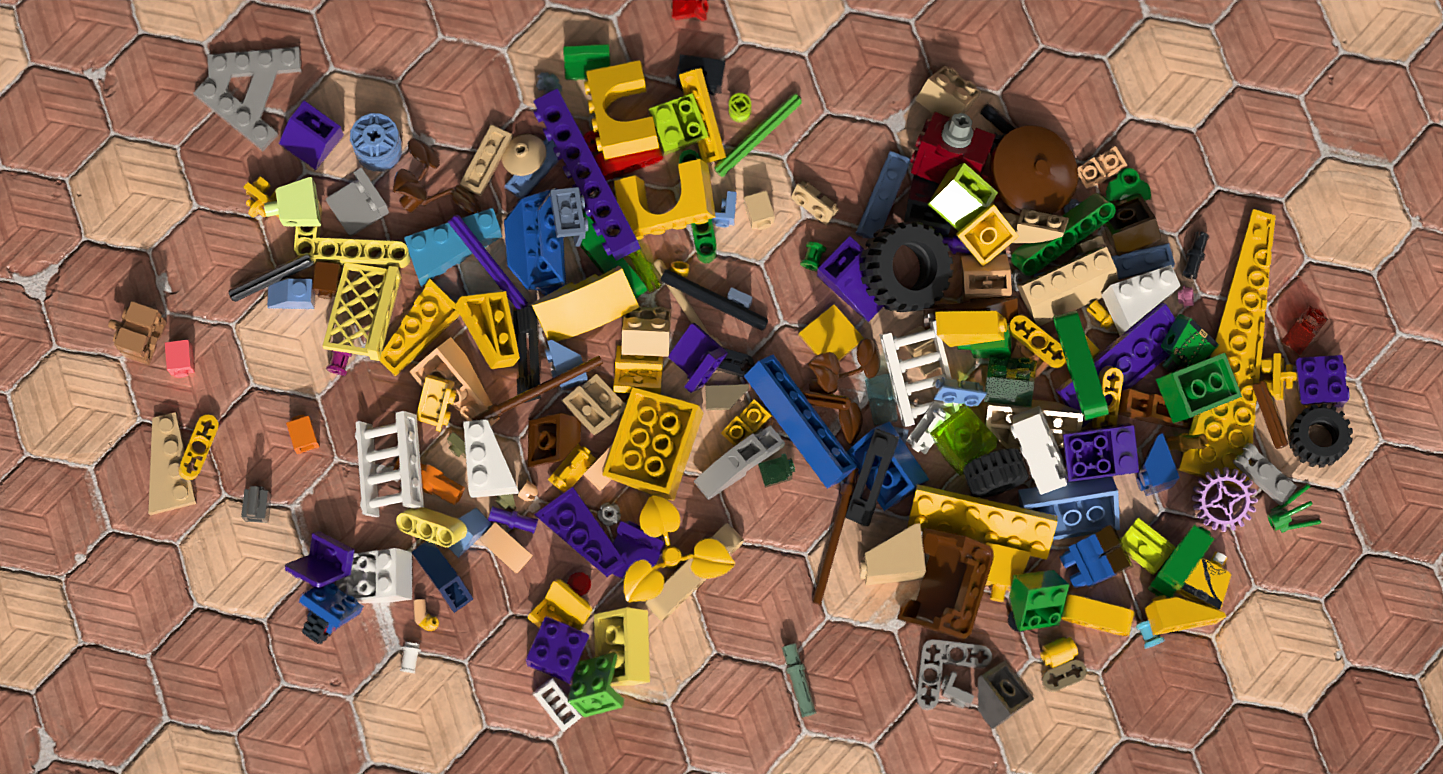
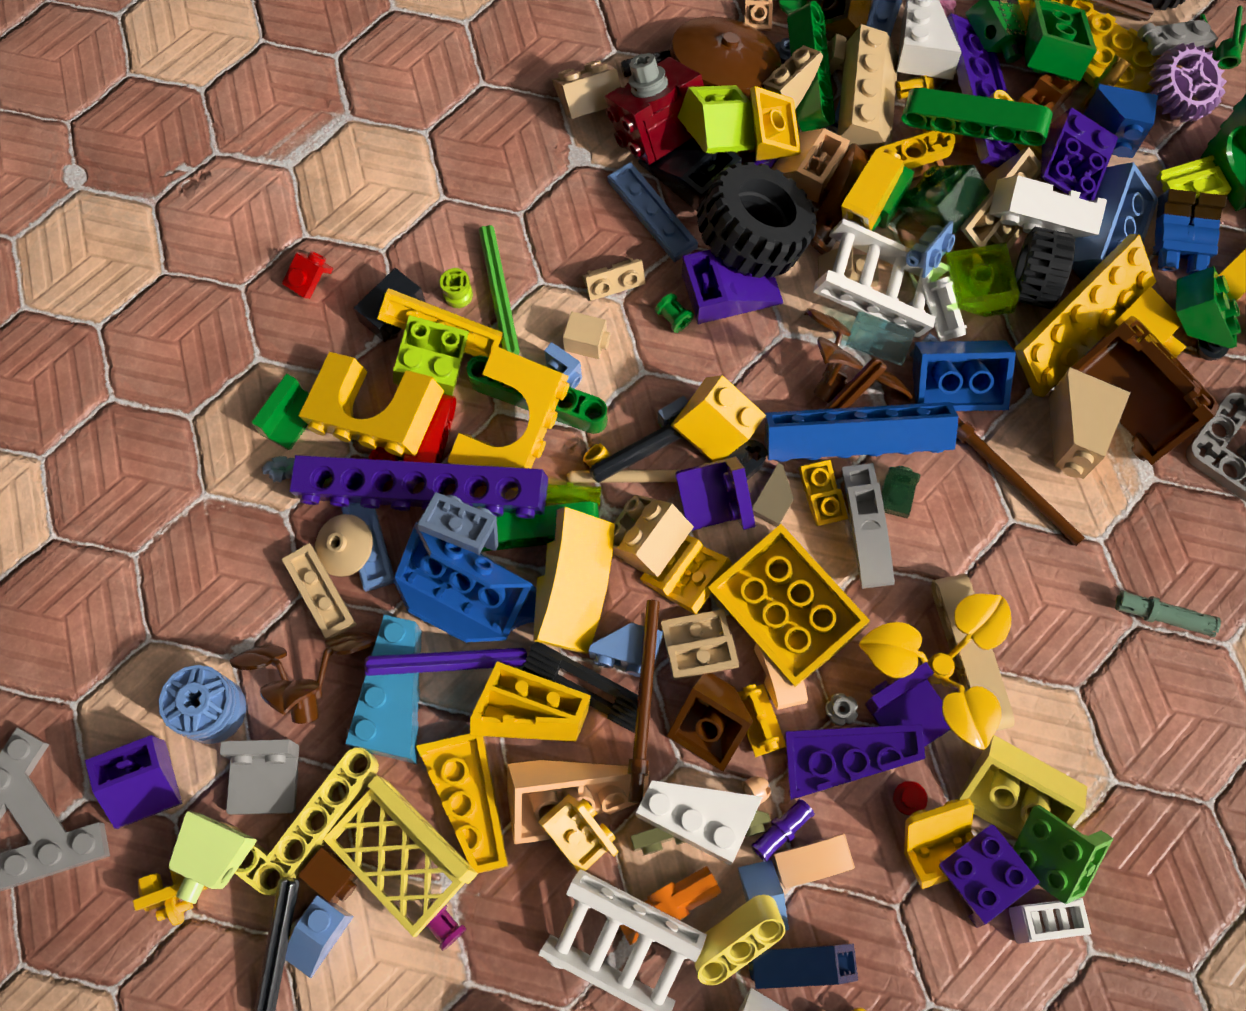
camera: 55 degrees left, 5 degrees down
(749, 327) = (718, 418): none -> yellow slope
(831, 333) = (775, 348): yellow tile -> none
(883, 445) = (950, 356): black container -> none

